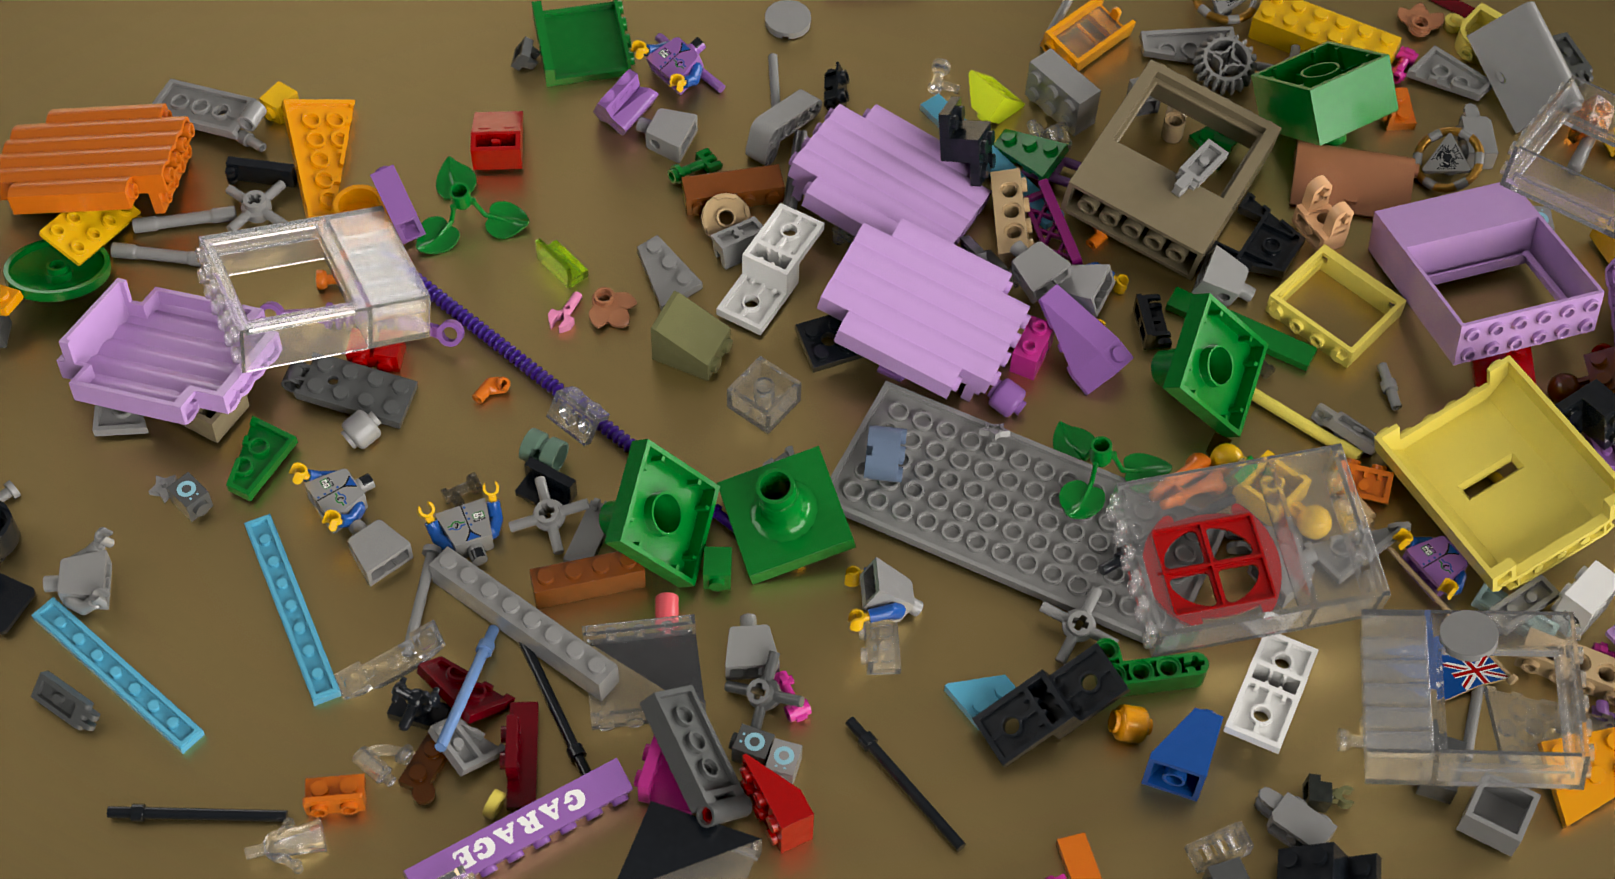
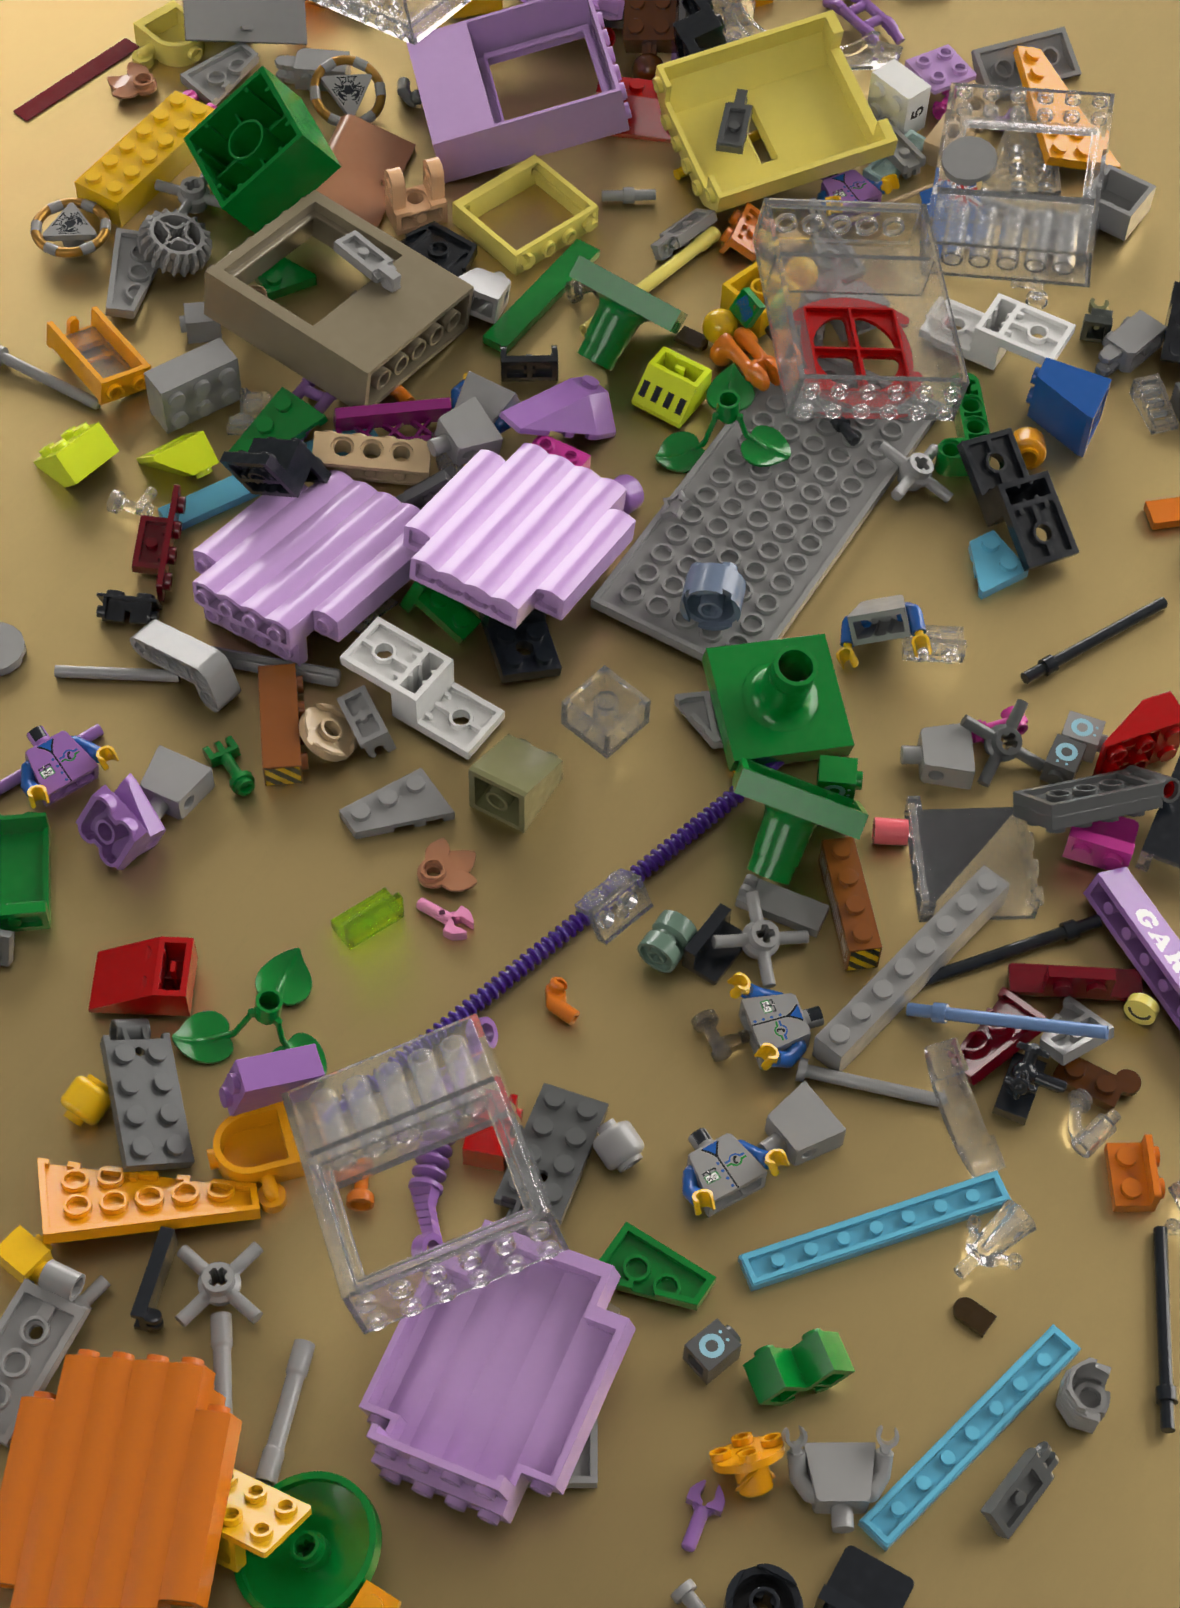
camera: 85 degrees left, 0 degrees up
(74, 509) = (700, 1513): none -> medium lavender bar
(97, 512) = (749, 1461): none -> light orange plate
(134, 745) = (1083, 1395): none -> light grey hair
(159, 488) = (686, 1391): light grey piece -> none
(170, 549) = (813, 1363): none -> green brick
(216, 677) = (973, 1315): none -> dark brown piece
(277, 687) = (1000, 1234): none -> clear piece
(398, 118) = (86, 1100): none -> yellow head
(402, 145) = (145, 1098): none -> dark grey hinge
(899, 95) = (155, 544): none -> dark red bracket
(980, 36) = (76, 454): none -> neon yellow slope
(1141, 425) = (672, 387): none -> neon yellow slope
(1485, 447) = (735, 124): none -> dark grey hinge

